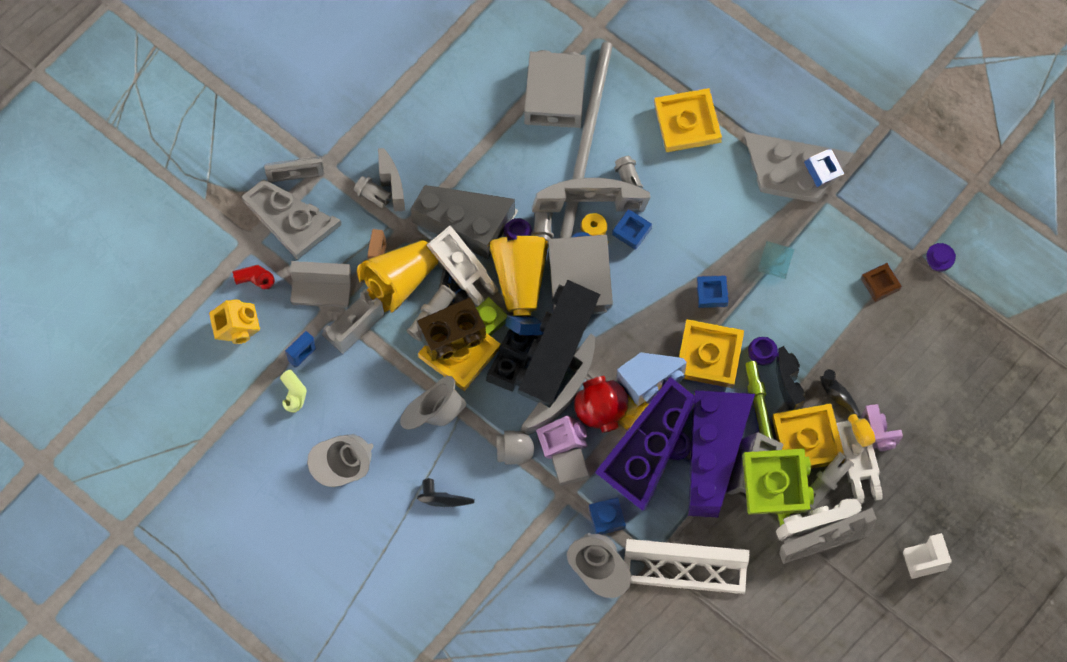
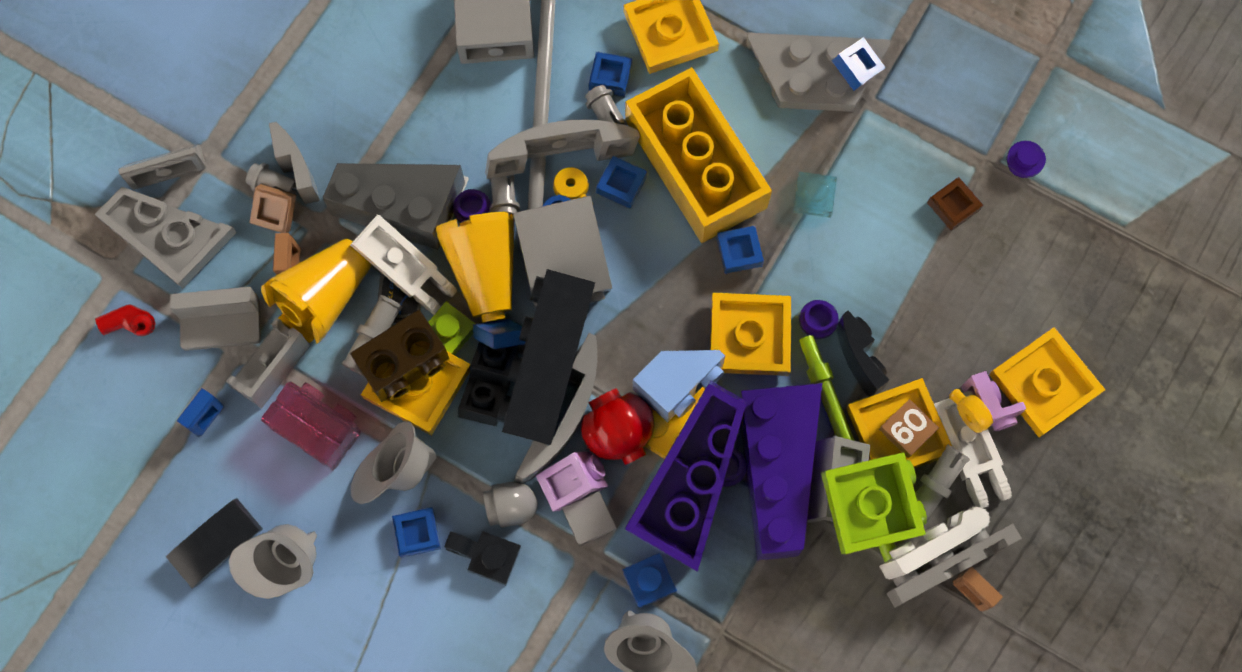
camera: 10 degrees left, 5 degrees up
(234, 321) = (103, 389): yellow brick -> none
(296, 393) = (203, 475): yellowish green arm -> none
(298, 440) = (213, 542): none -> black slope
(371, 211) = (272, 208): none -> medium nougat tile
(379, 369) = (311, 424): none -> clear pink brick
(441, 499) = (420, 593): black bar -> none
(443, 457) = (416, 532): none -> blue tile
(494, 482) = (490, 556): none -> black plate
(637, 146) = (612, 72): none -> blue tile
(687, 555) = (773, 620): white fence -> none
(691, 217) = (697, 155): none -> yellow brick
(813, 436) = (908, 428): none -> medium nougat tile
(838, 392) = (927, 360): black bar -> none
(844, 557) = (977, 589): none -> medium nougat tile
(925, 420) = (1048, 381): none -> yellow plate
(927, 557) = (1086, 569): white panel -> none

